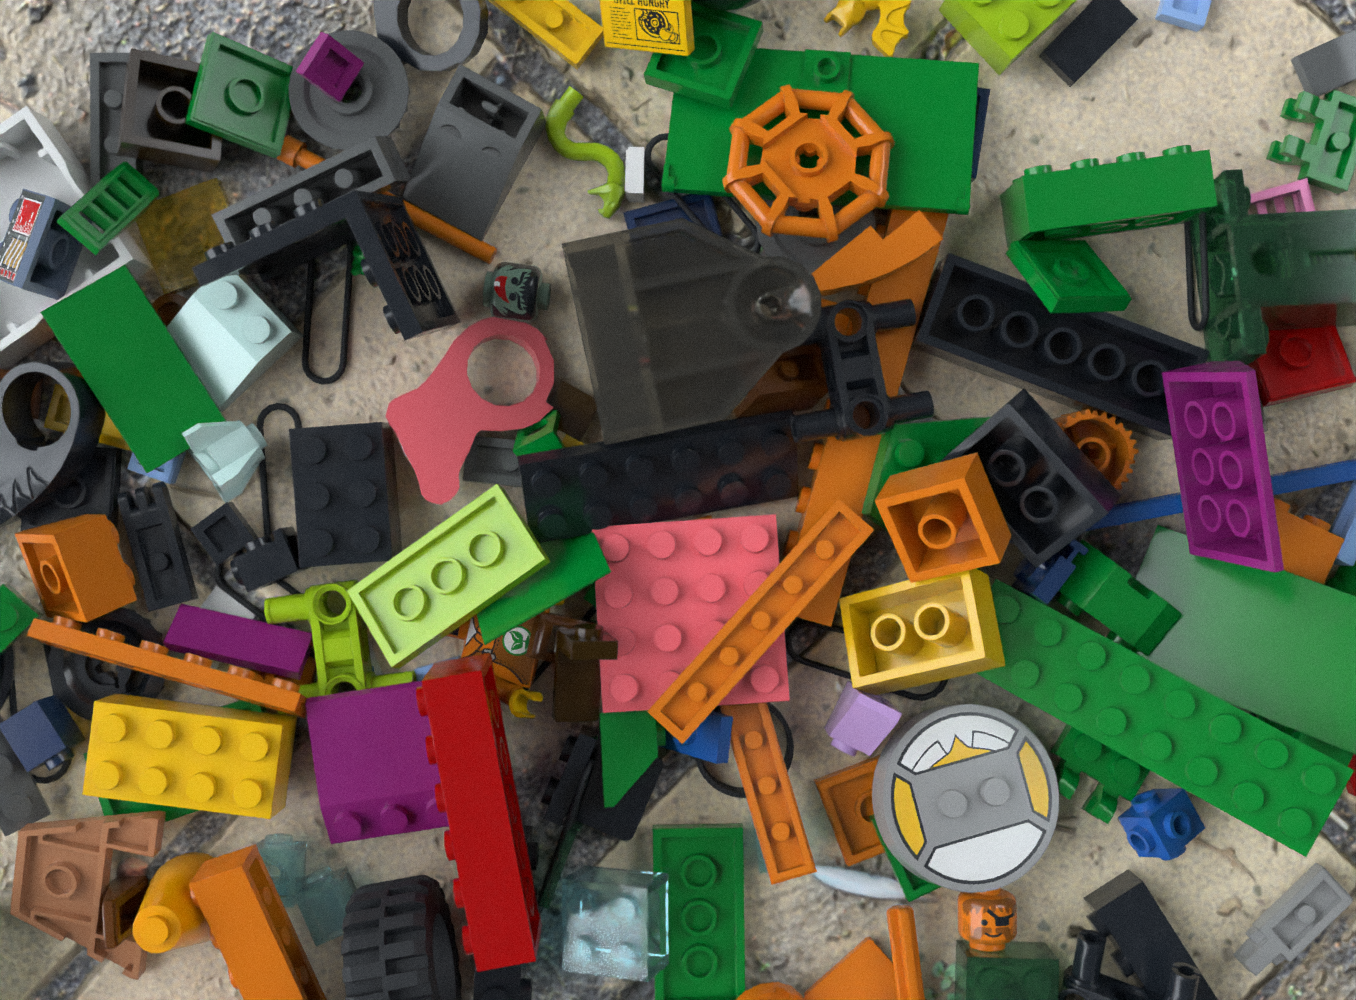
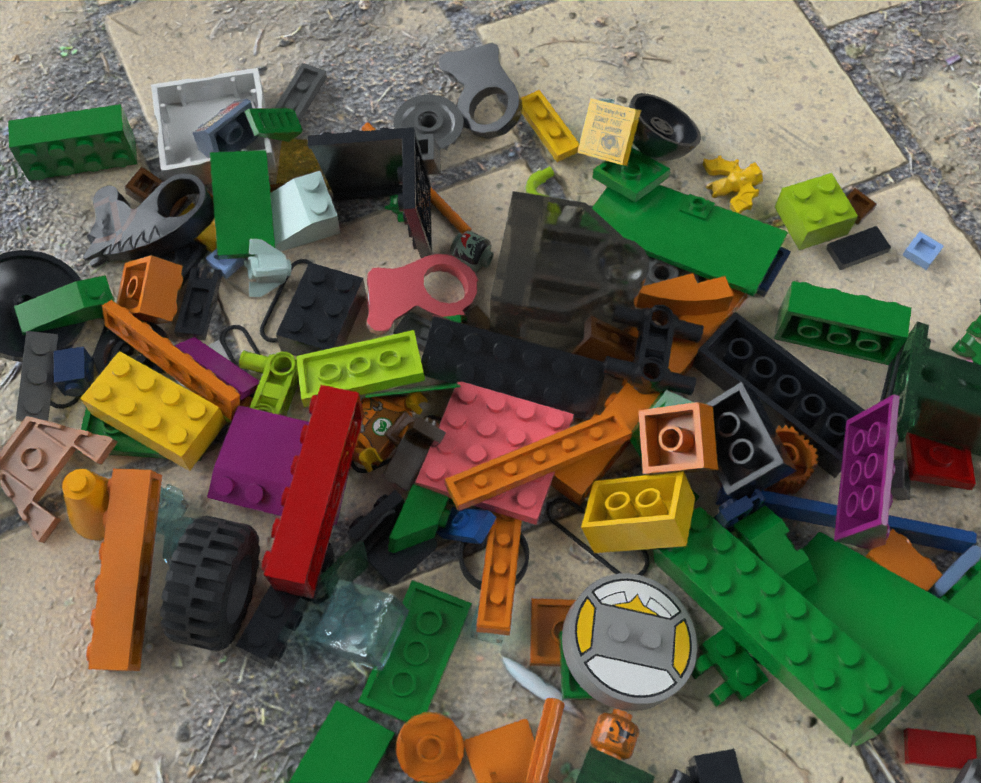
camera: 25 degrees right, 25 degrees down
(121, 908) = (51, 487): reddish brown slope -> none
(156, 111) = (330, 97): dark brown brick -> none
(224, 533) = (240, 310): black plate -> none
(241, 96) = (370, 101): green tile -> none
(268, 560) = (258, 331): black brick -> none
(330, 66) = (425, 102): magenta tile -> none
(345, 325) = (364, 238): black piece -> none
(473, 152) = (482, 174): dark grey slope -> none
(808, 186) = (683, 237): orange plate -> none
(860, 721) = (578, 561): lavender slope -> none
(1068, 276) = (805, 353): green tile -> none
(1161, 823) = (753, 717): blue brick -> none

